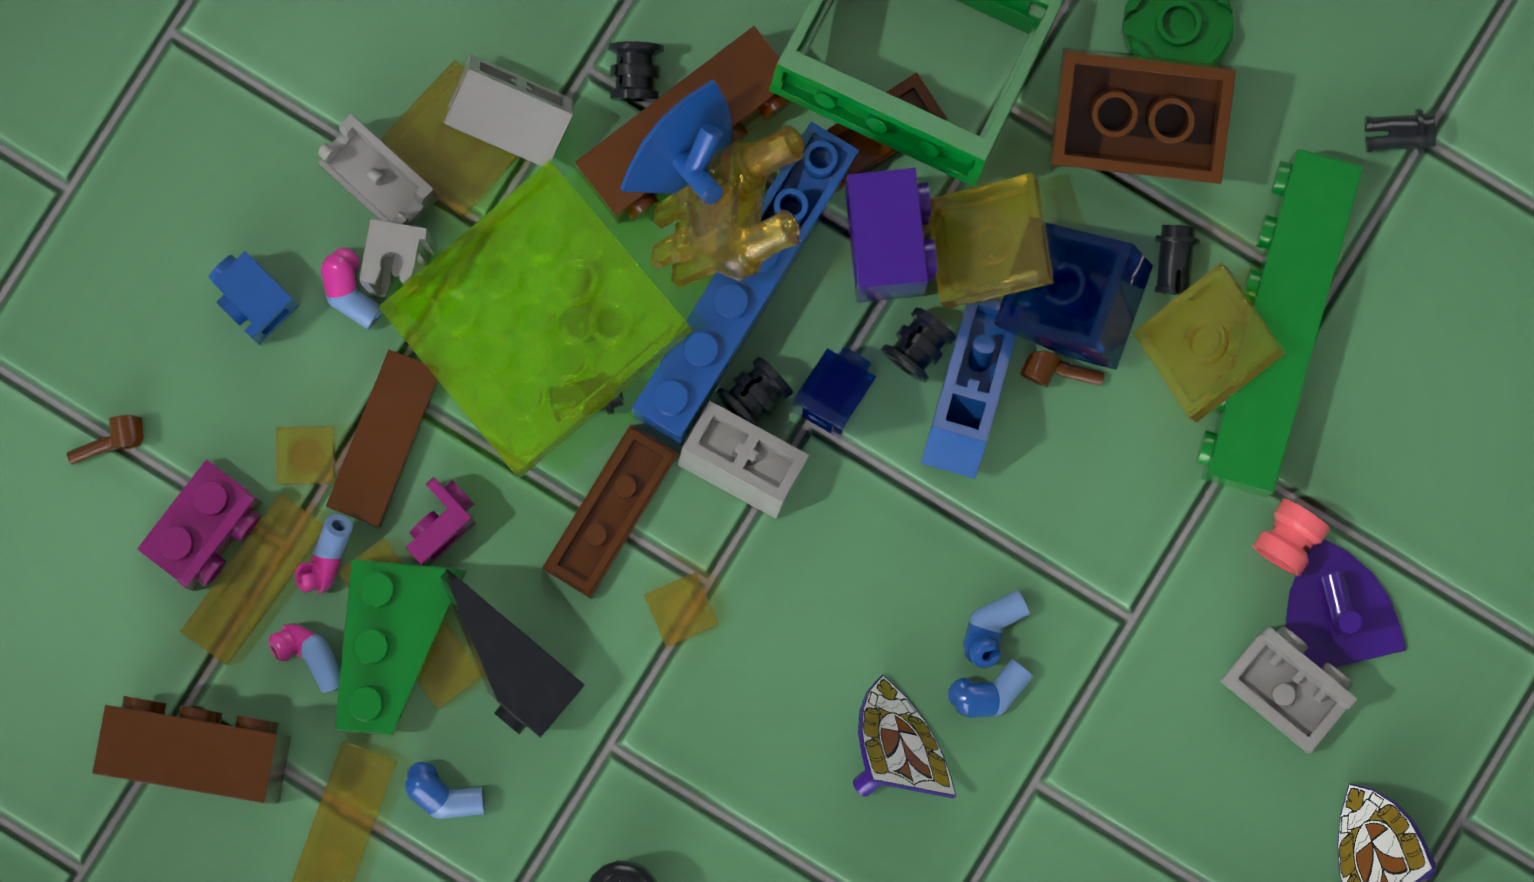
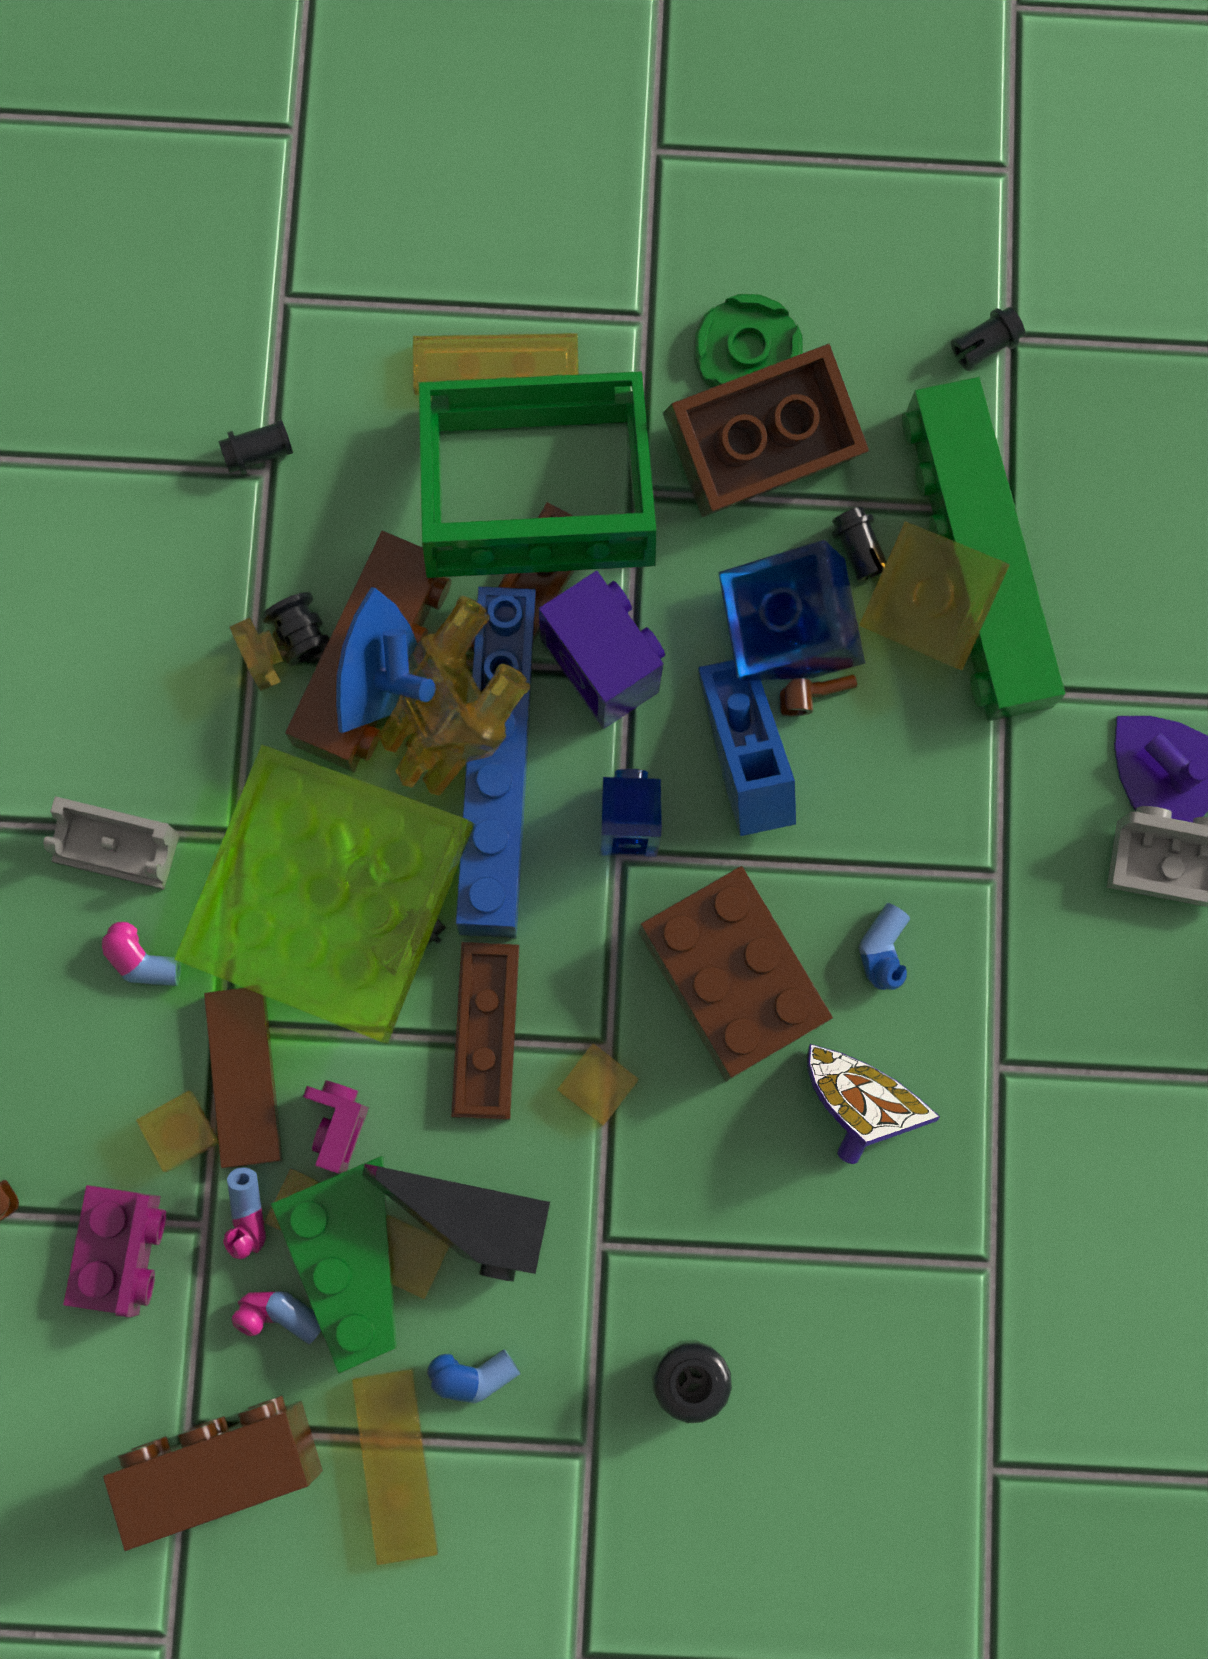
camera: 35 degrees left, 5 degrees down
(251, 295) = (51, 1011): blue brick -> none
(253, 579) = (189, 1274): clear yellow tile -> none
(395, 251) = (160, 899): light grey hinge -> none
(447, 159) = (170, 770): clear yellow tile -> none
(509, 111) = (201, 721): light grey hinge -> none
(590, 75) = (258, 653): none -> clear yellow plate
(742, 459) = (580, 918): light grey hinge -> none
(755, 392) = (559, 854): black bush -> none
(848, 578) = (734, 973): none -> reddish brown brick
(919, 344) = (680, 733): black bush -> none
(989, 698) = (916, 1013): arm -> none
(990, 241) = (695, 608): clear yellow tile -> none
(1292, 534) = (1099, 721): coral wheel -> none

